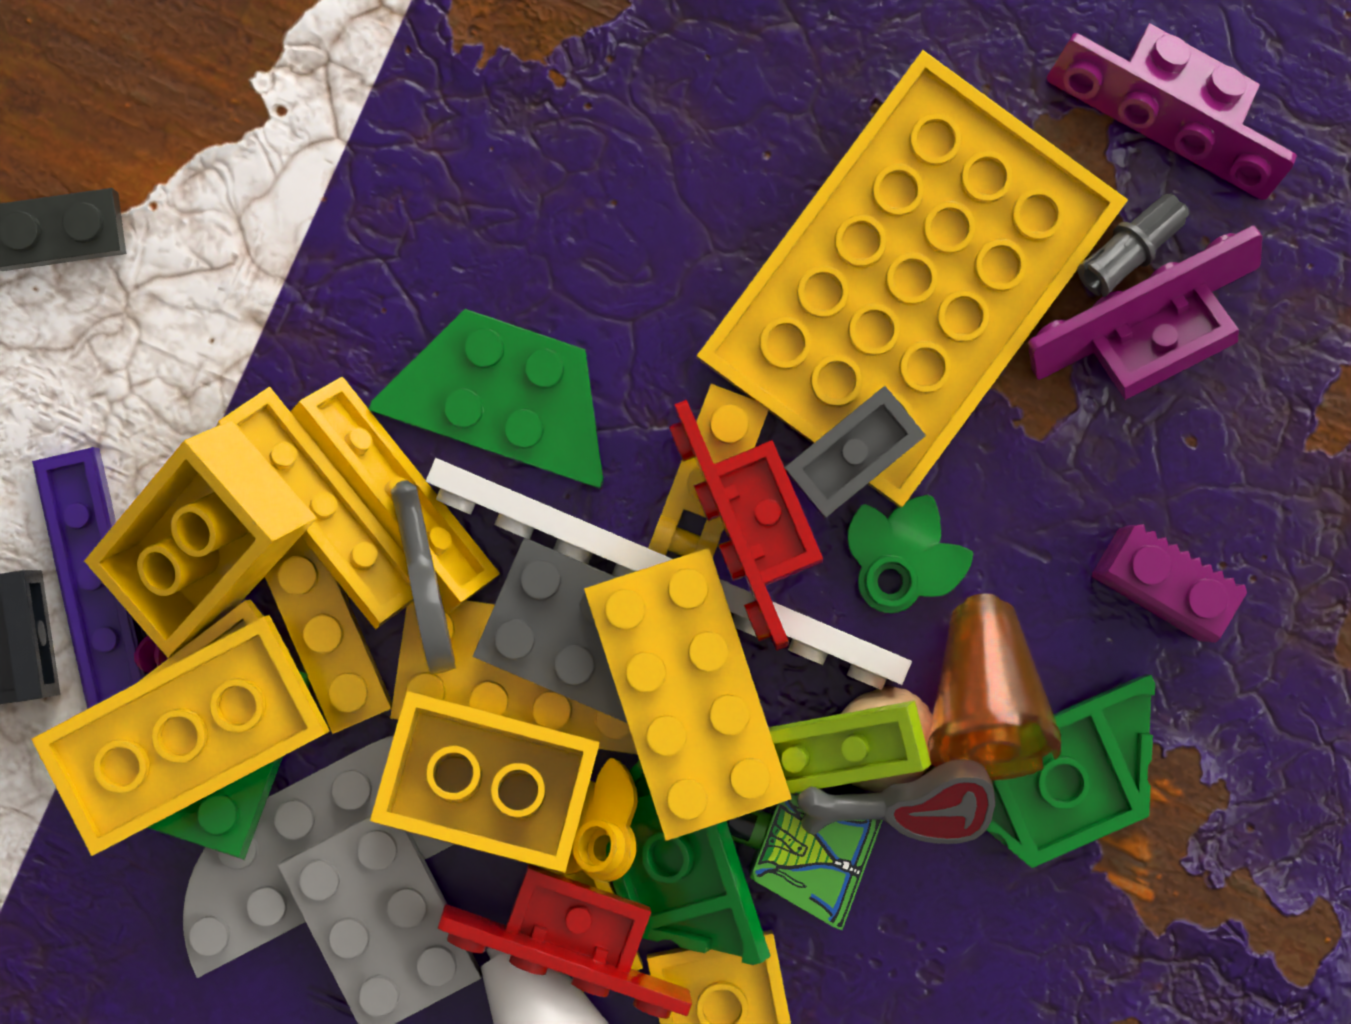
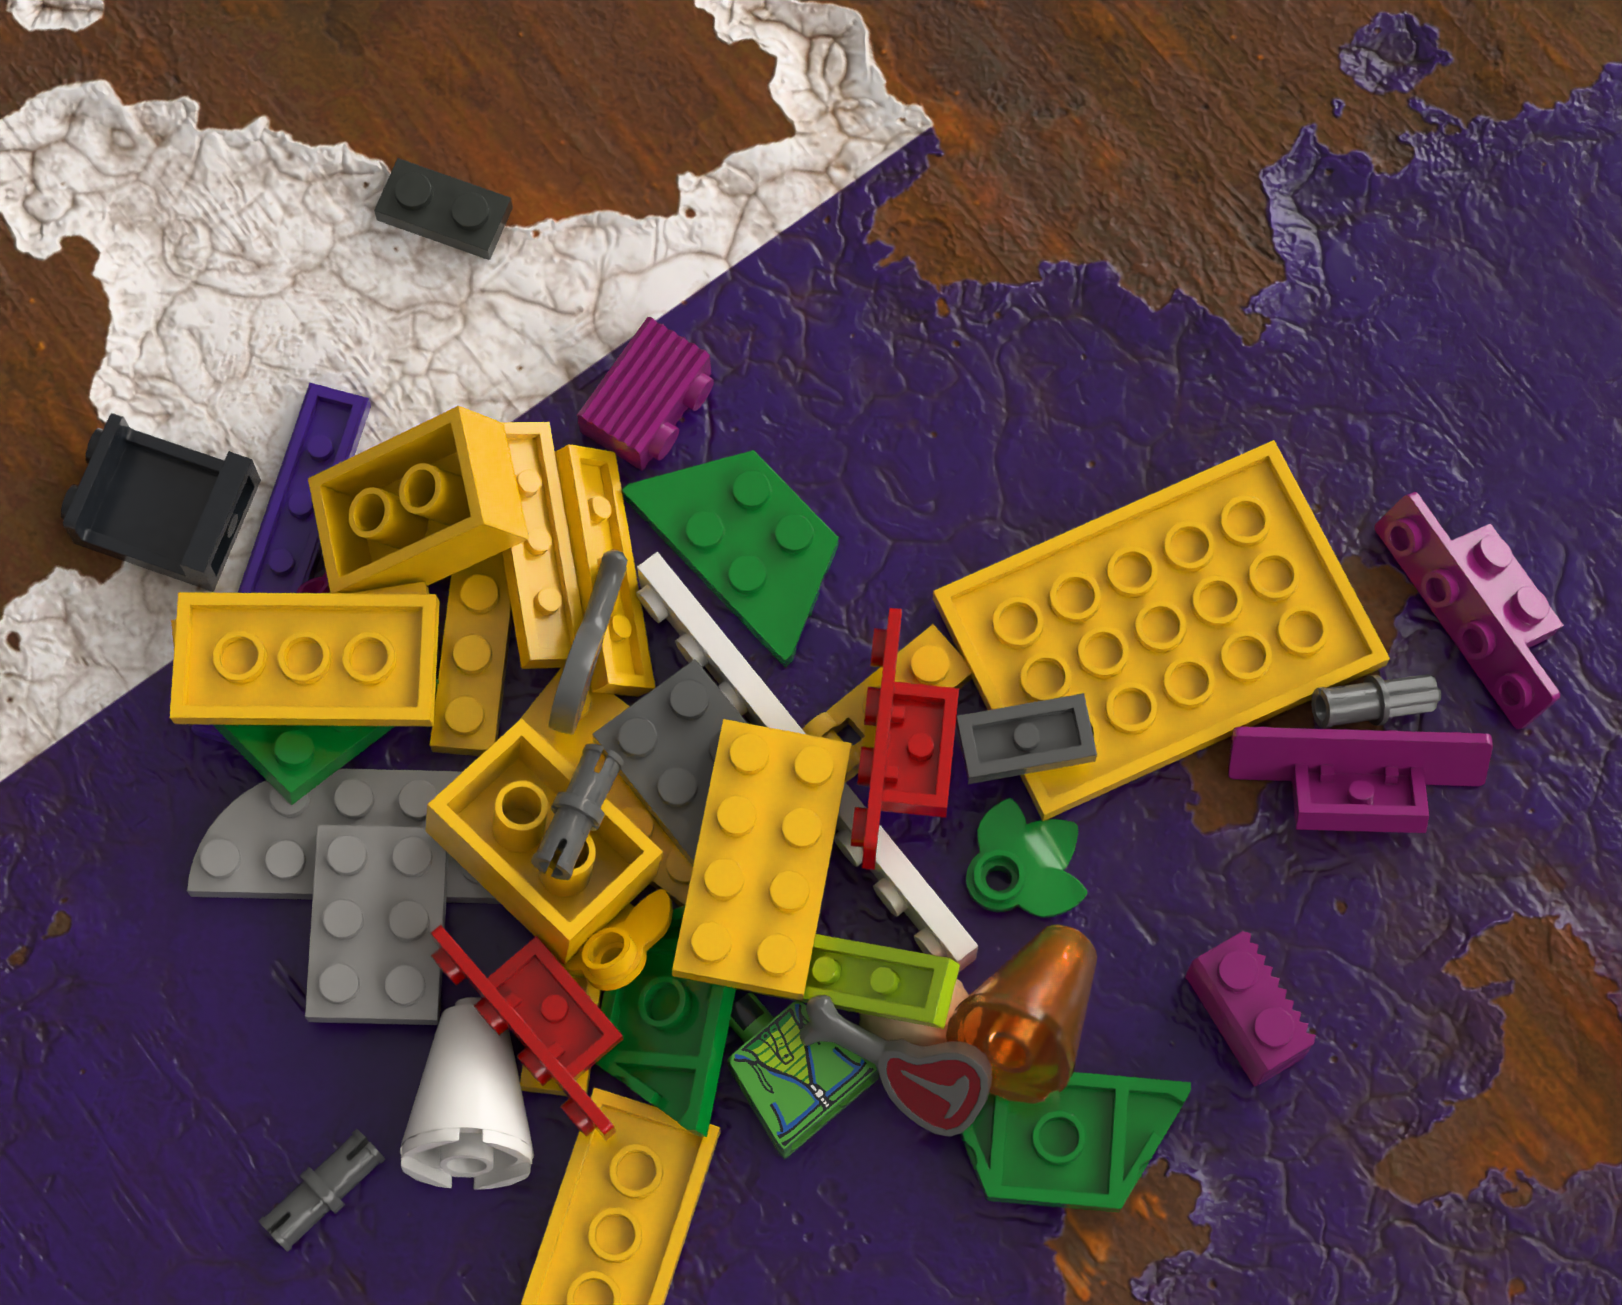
camera: 30 degrees right, 15 degrees down
(341, 309) = (647, 394): none -> magenta brick
(507, 754) = (577, 811): none -> dark grey pin

